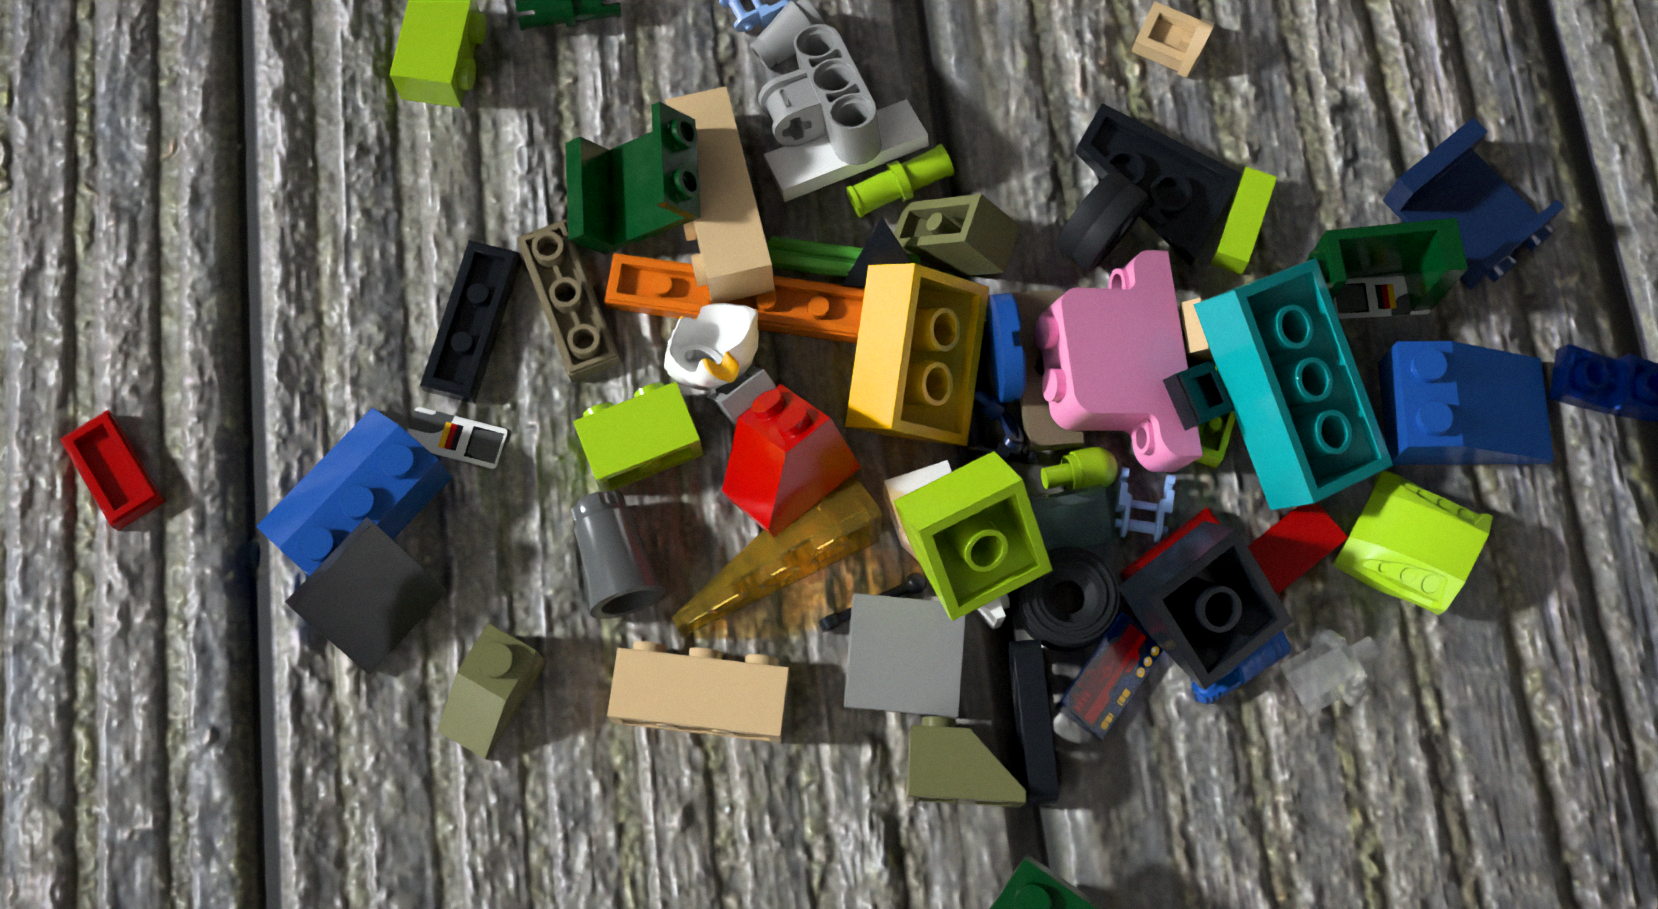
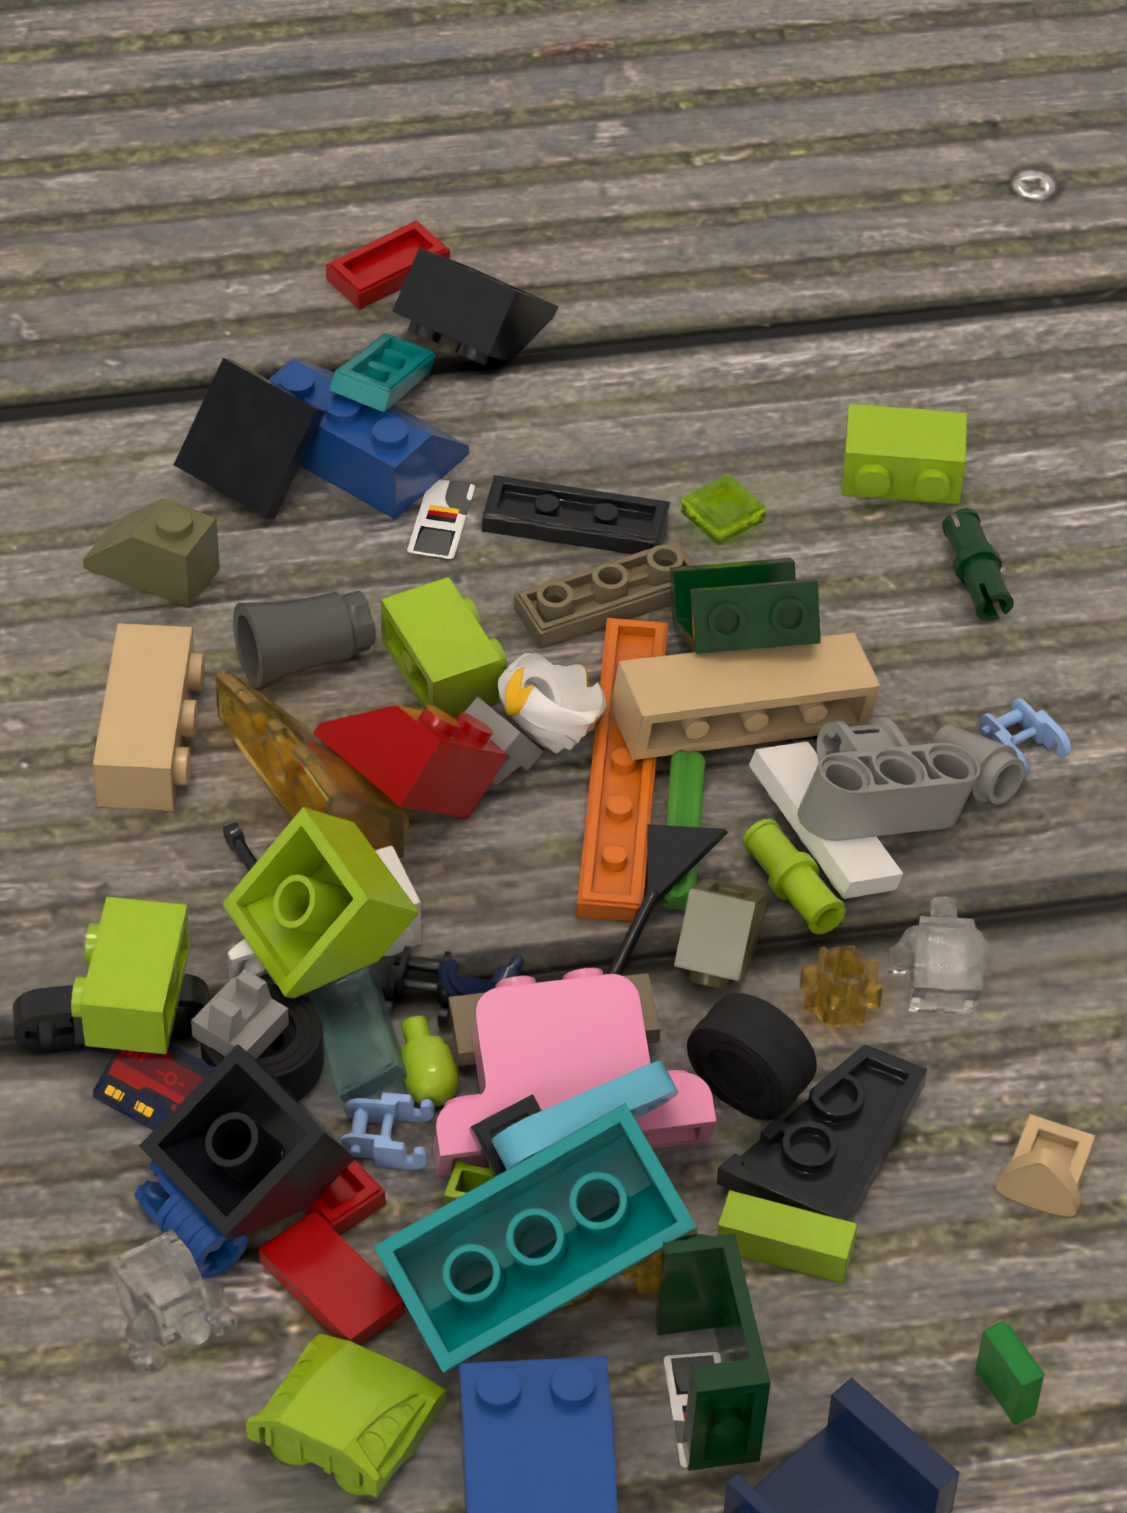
camera: 85 degrees right, 25 degrees down
(200, 390) = (470, 308): none -> black slope
(298, 469) = (383, 372): none -> teal tile
(475, 200) = (723, 509): none -> clear neon green tile
(903, 656) = (194, 872): light grey tile -> none
(917, 354) = (553, 883): yellow slope -> none
(956, 768) = (54, 930): olive slope -> none
(1001, 79) = (942, 961): none -> clear piece
(1005, 352) = (568, 940): blue tile -> none
(1019, 141) = (841, 986): none -> clear yellow gear
(1042, 692) = (133, 975): none -> lime brick
(1072, 608) = (242, 1016): none -> light grey tile
(1227, 362) = (640, 1089): none -> medium azure beam
(1365, 81) = (1009, 1372): none -> green tile

